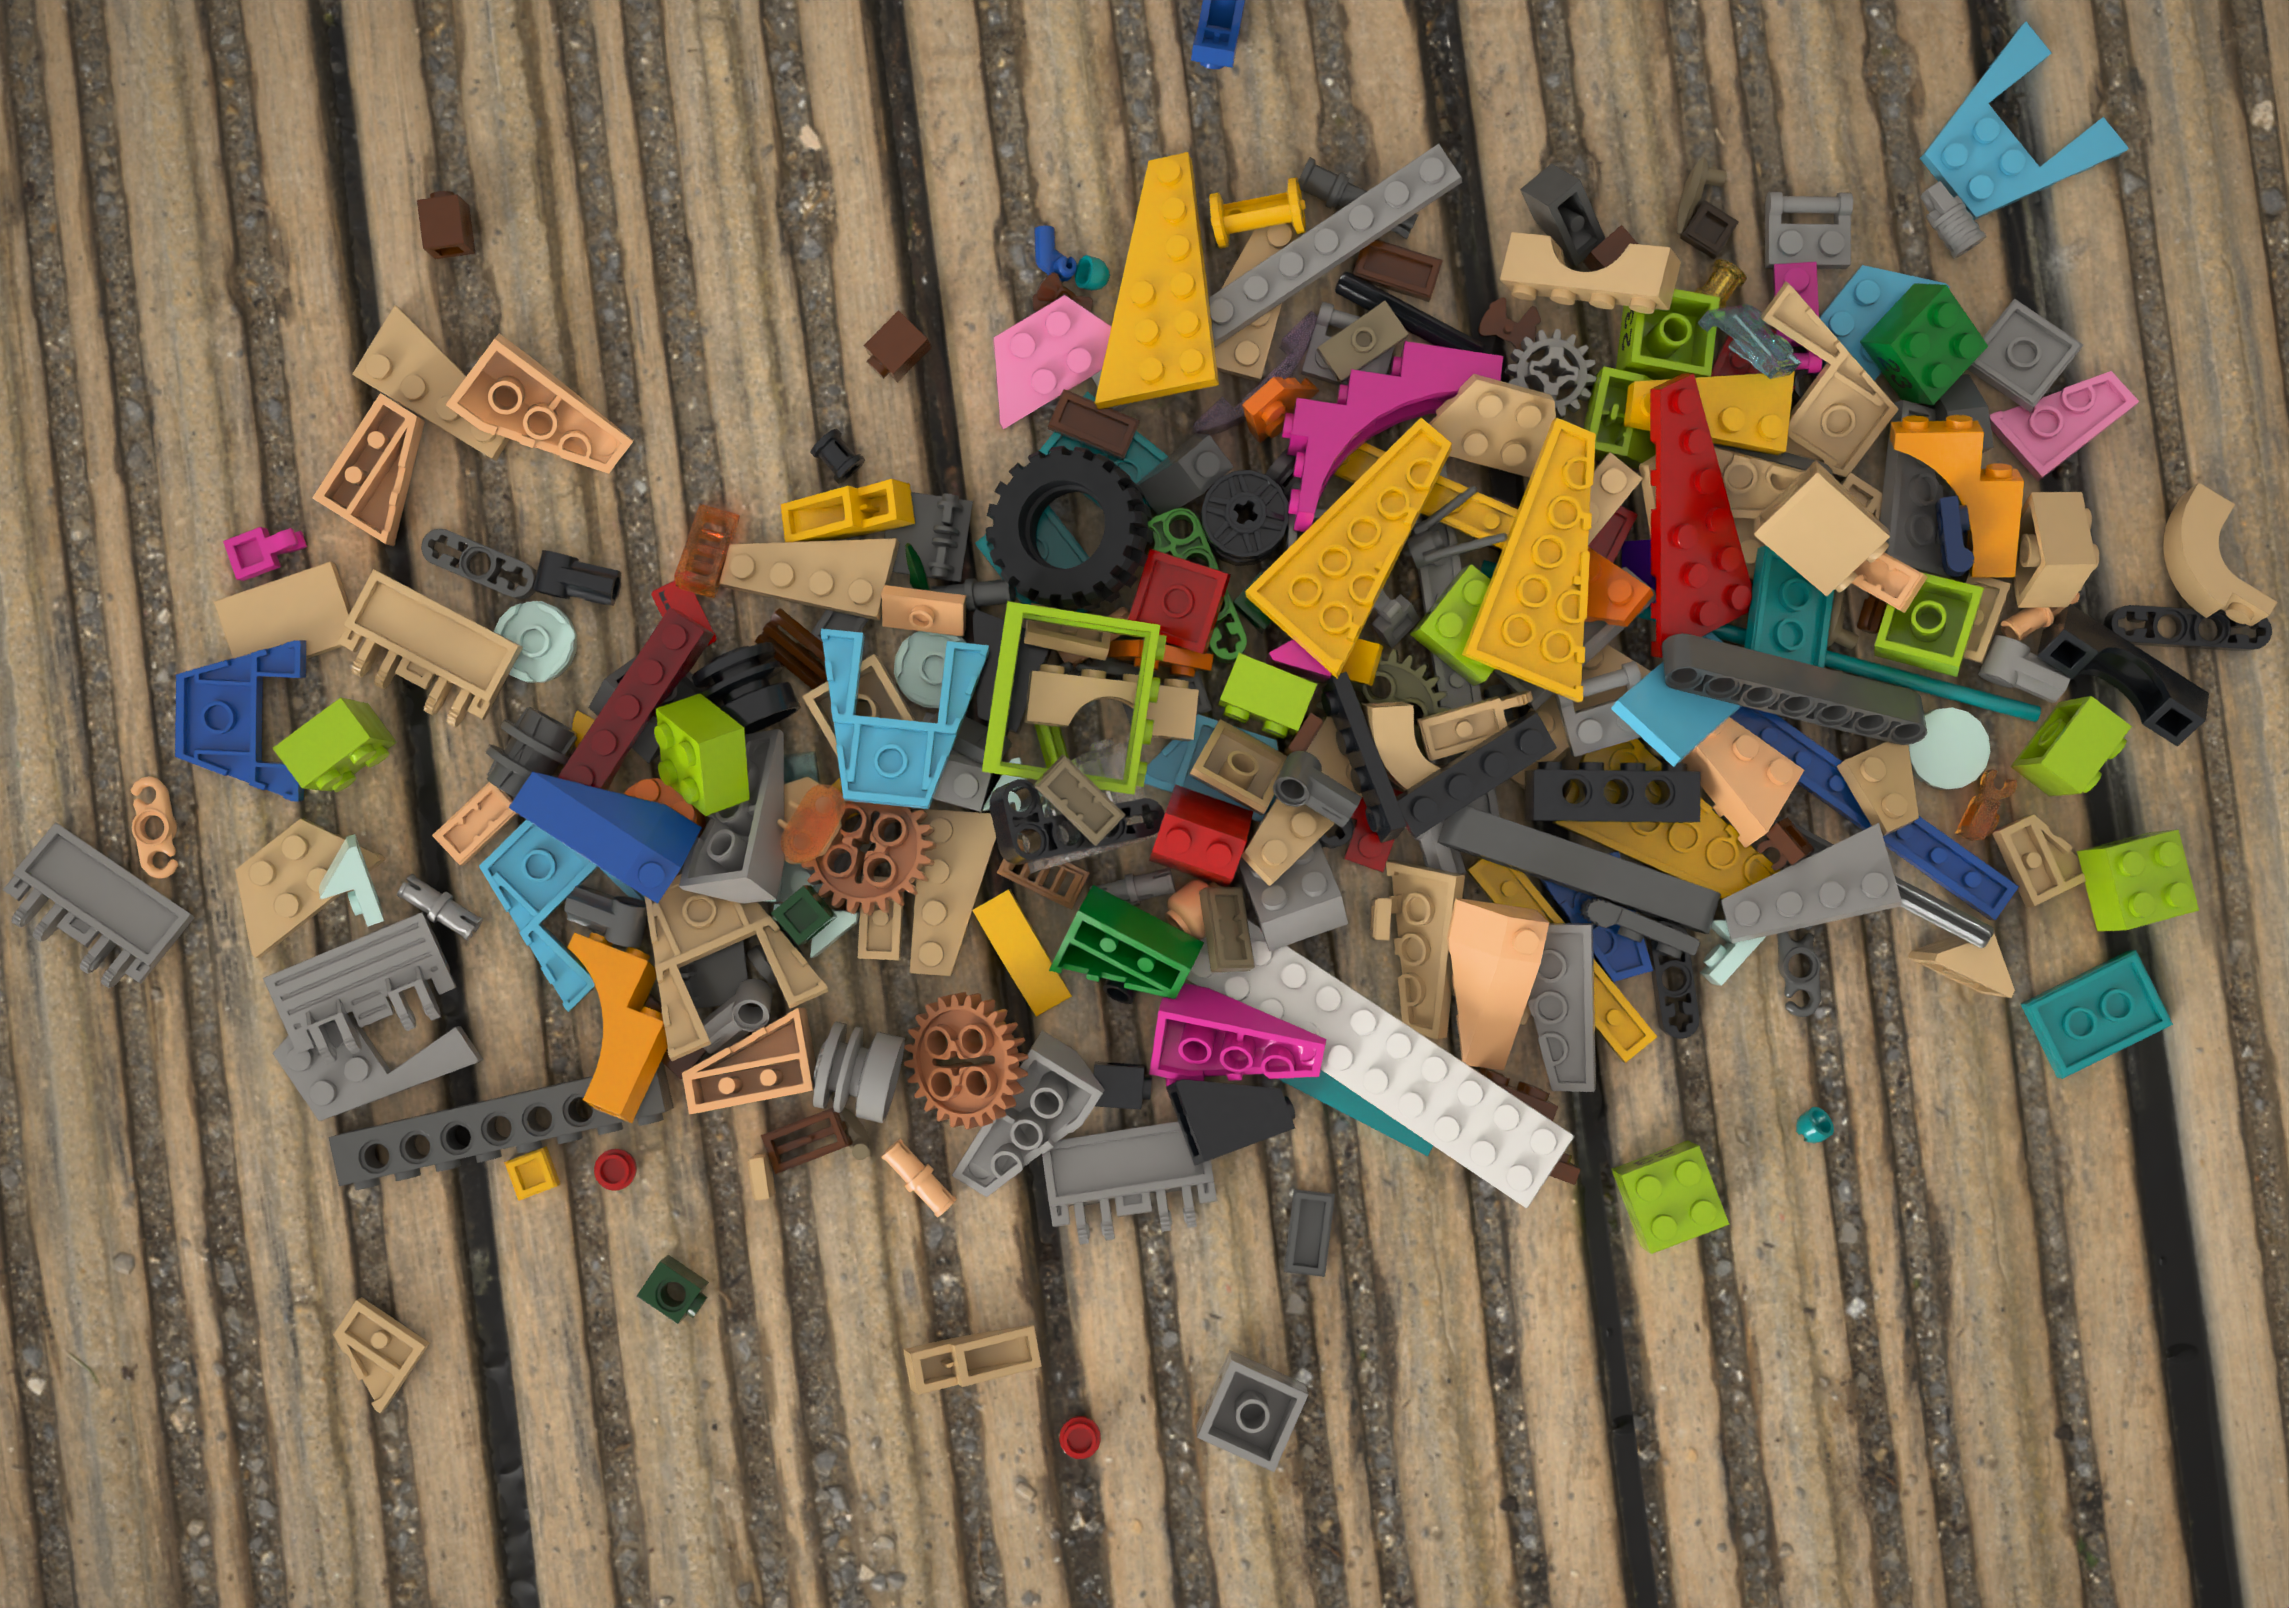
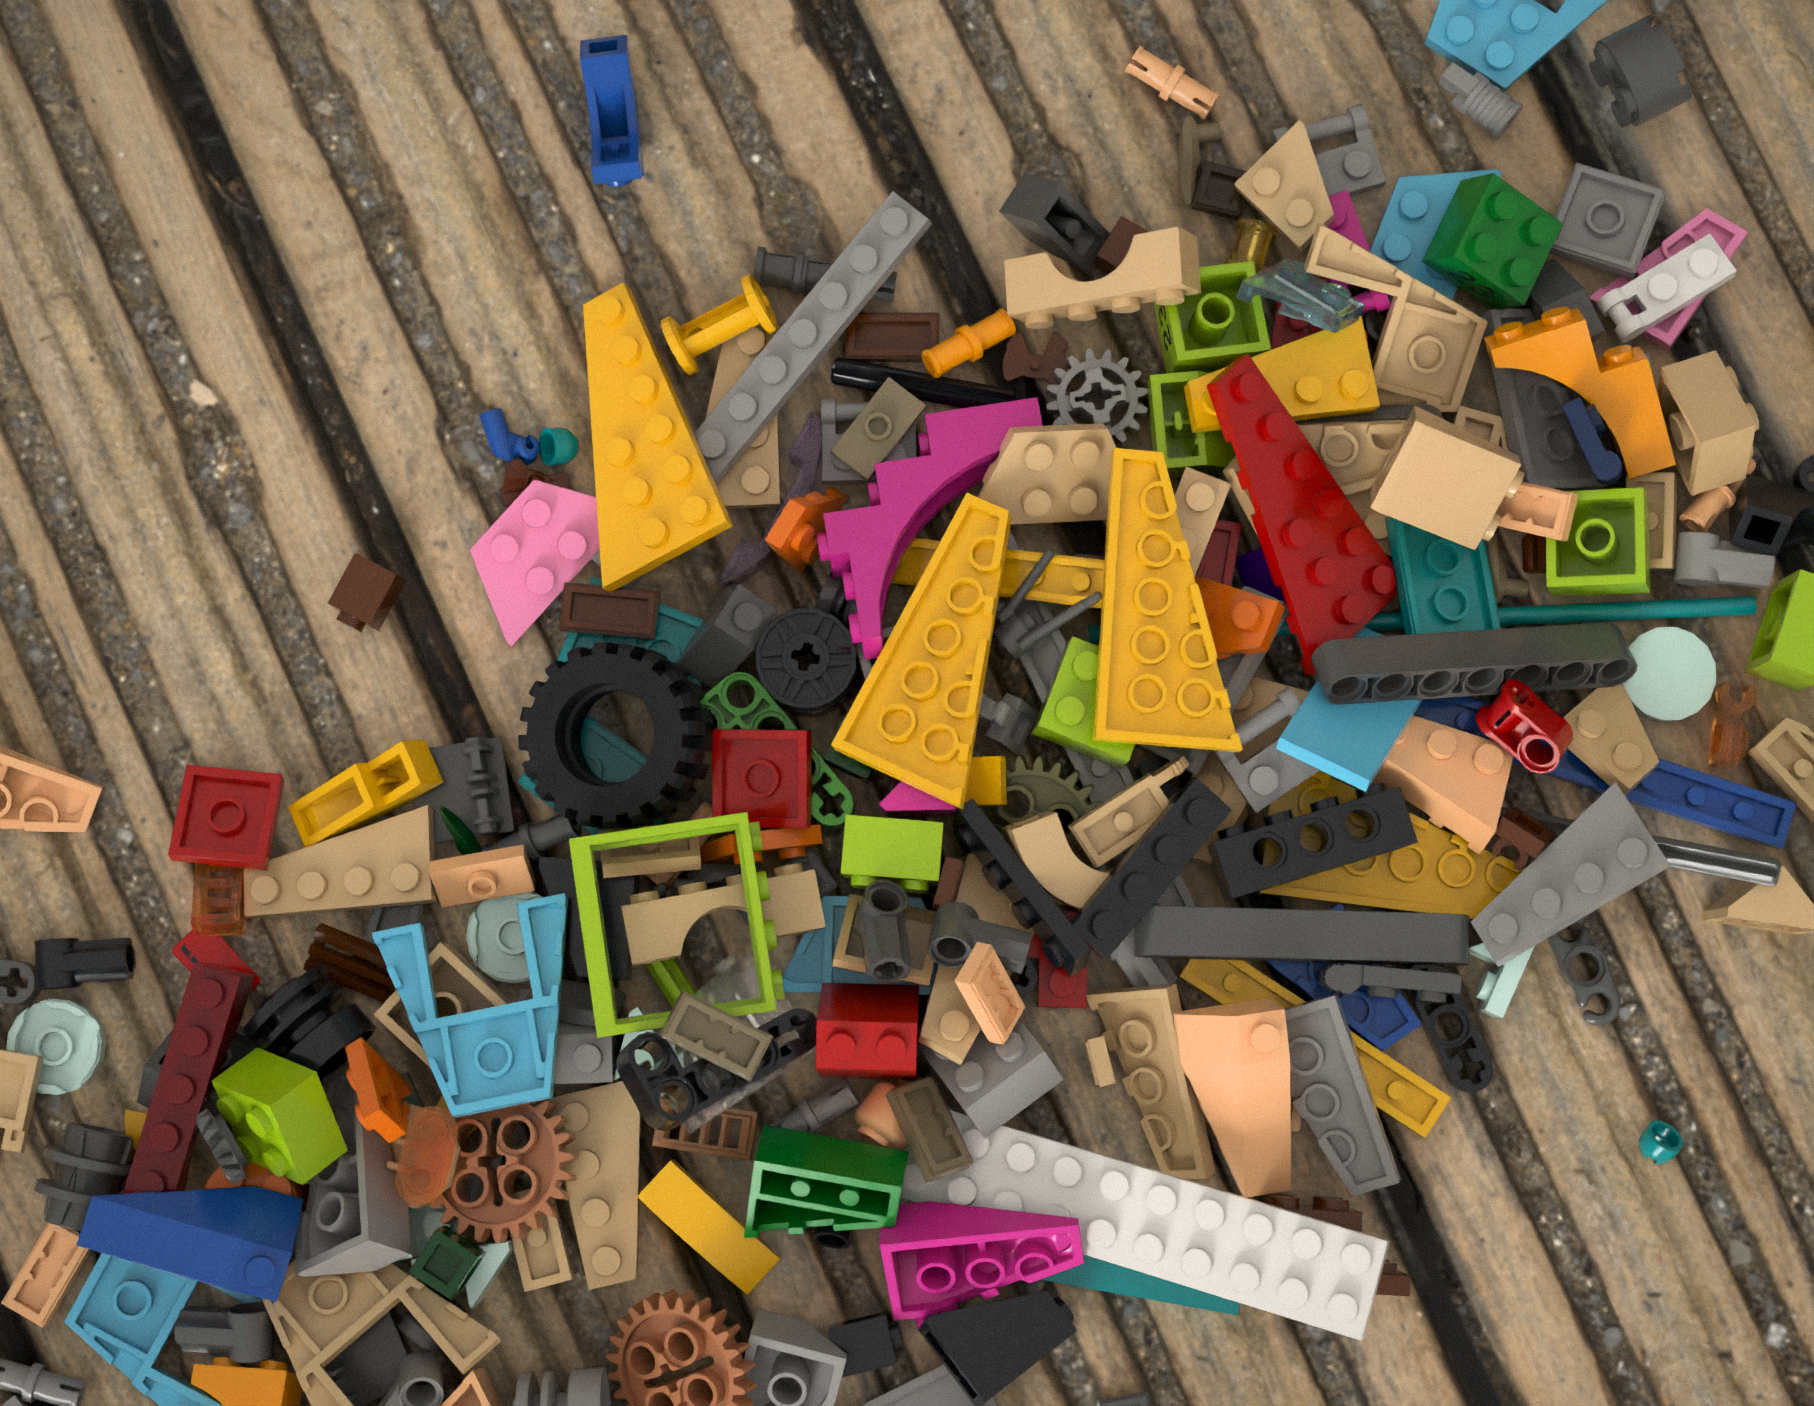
camera: 15 degrees left, 5 degrees down
(649, 763) = (222, 1145): none -> dark grey gear
(728, 497) = (226, 817): none -> red plate
(789, 759) = (378, 1091): none -> orange wing
(837, 455) = (335, 733): black bush -> none
(1240, 758) = (883, 932): none -> dark grey piece
(1312, 835) = (990, 993): none -> light nougat plate
(1459, 293) = (968, 343): none -> light orange pin
(1670, 1196) = (1524, 1275): lime brick -> none
(1698, 125) = (1172, 82): none -> light nougat pin
(1769, 245) = (1289, 188): none -> tan wing
(1819, 751) = (1524, 725): none -> red piece
(2056, 427) = (1667, 288): none -> white plate
(2095, 238) = (1641, 71): none -> dark grey brick

